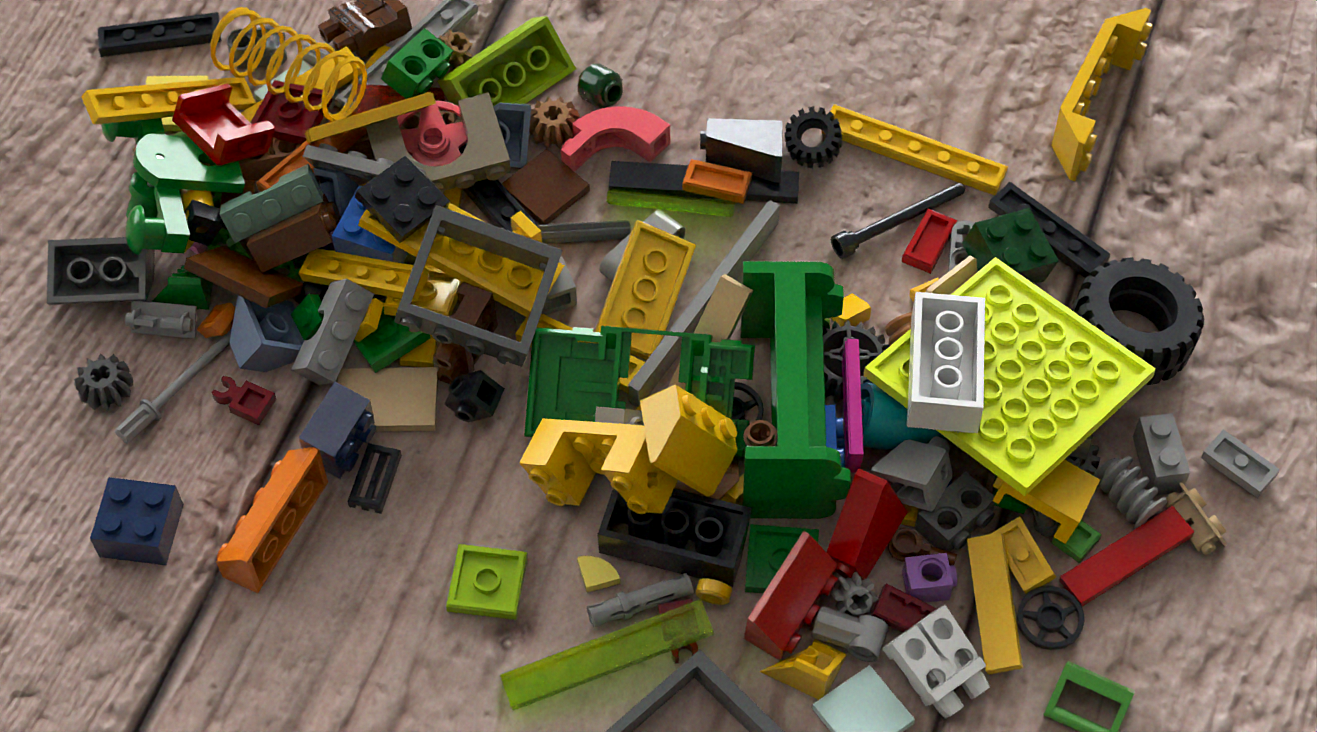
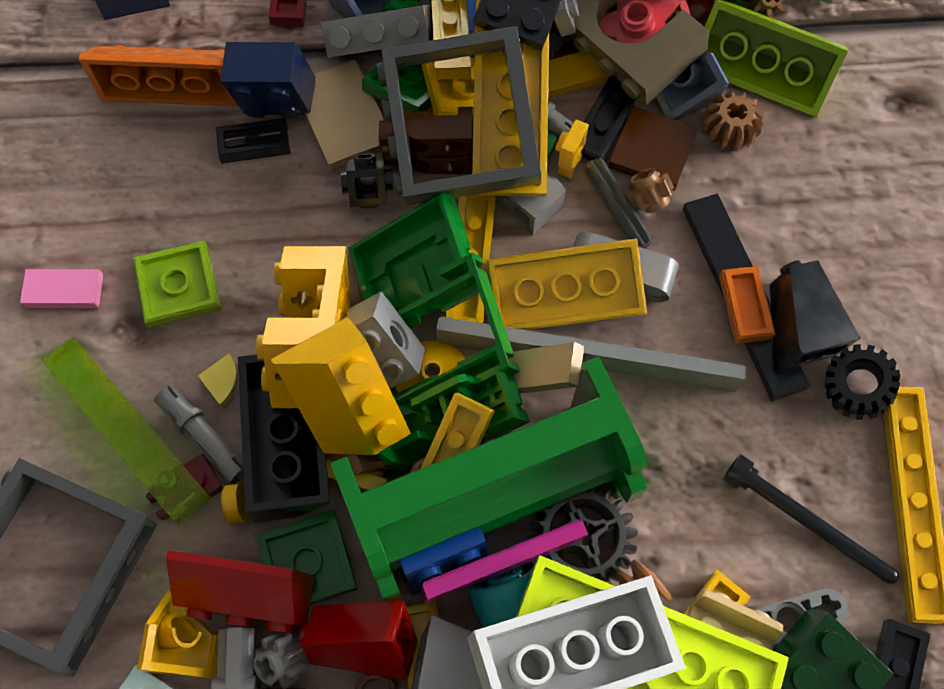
camera: 65 degrees right, 10 degrees up
(445, 675) = (61, 288): none -> bright pink tile
(587, 202) = (650, 190): none -> medium nougat gear
(600, 86) = (803, 143): dark green head -> none
(616, 127) = (756, 176): coral arch -> none
(671, 203) = (695, 272): clear neon green tile -> none
(748, 394) = (459, 430): none -> yellow plate
(853, 310) = (654, 512): yellow slope -> none
(929, 241) = (798, 567): red tile -> none

